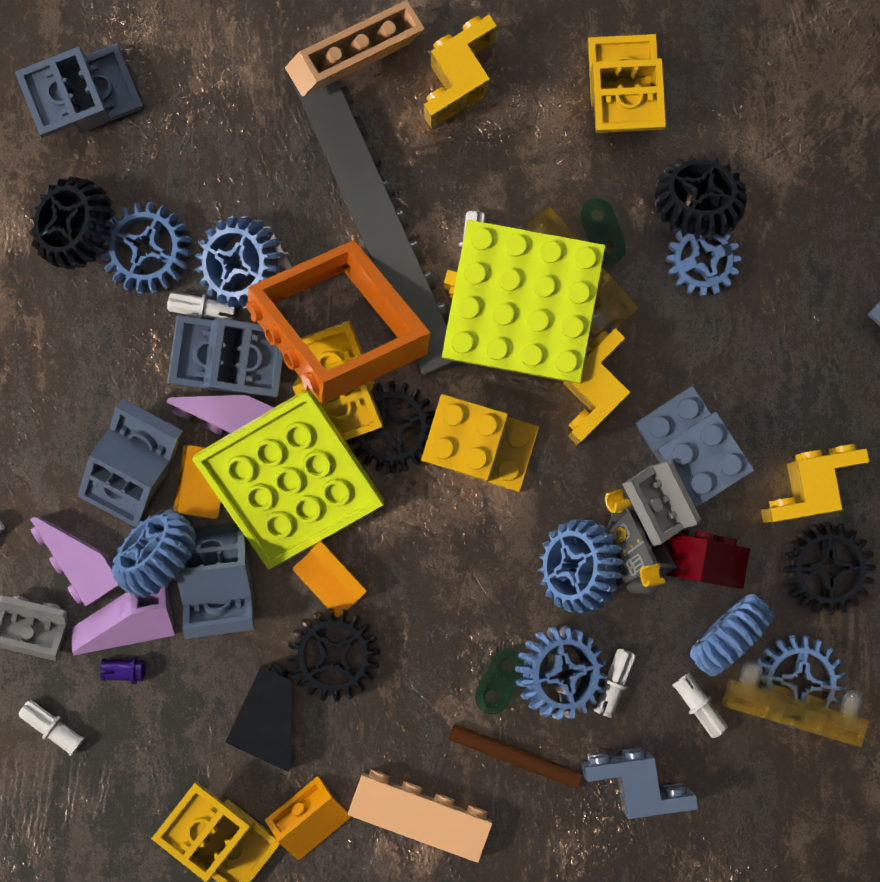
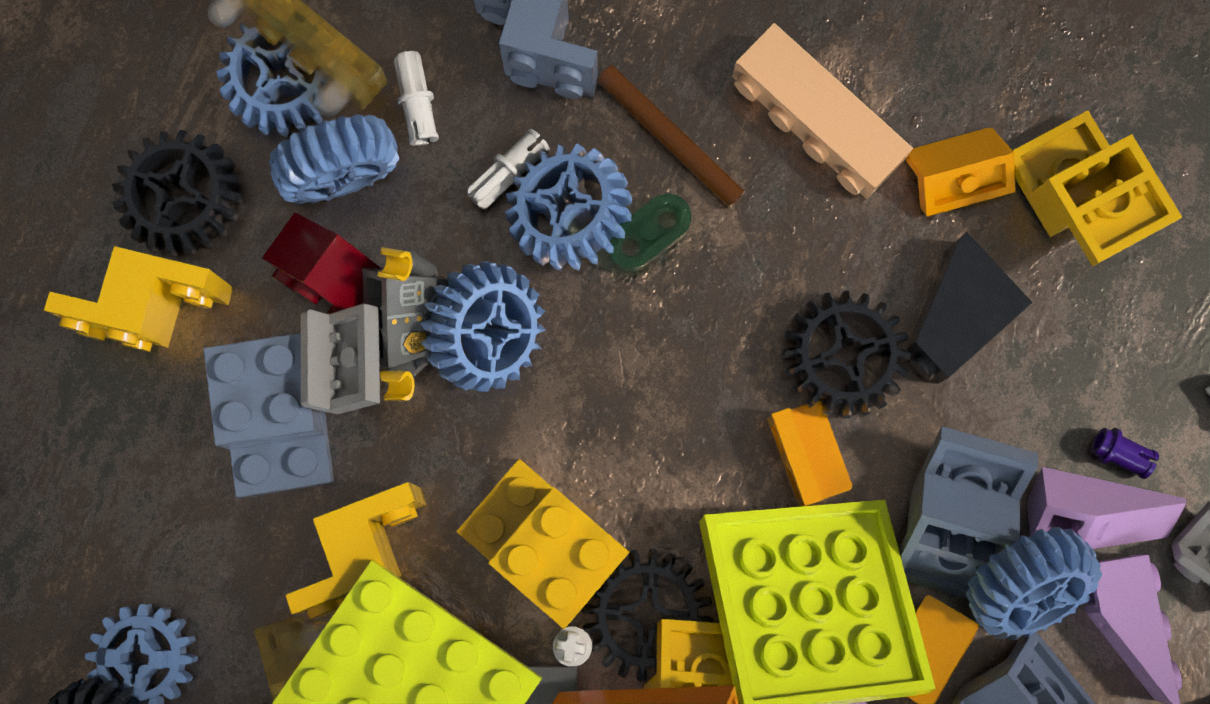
camera: 160 degrees left, 5 degrees down
(431, 386) = (572, 646): none -> white axle

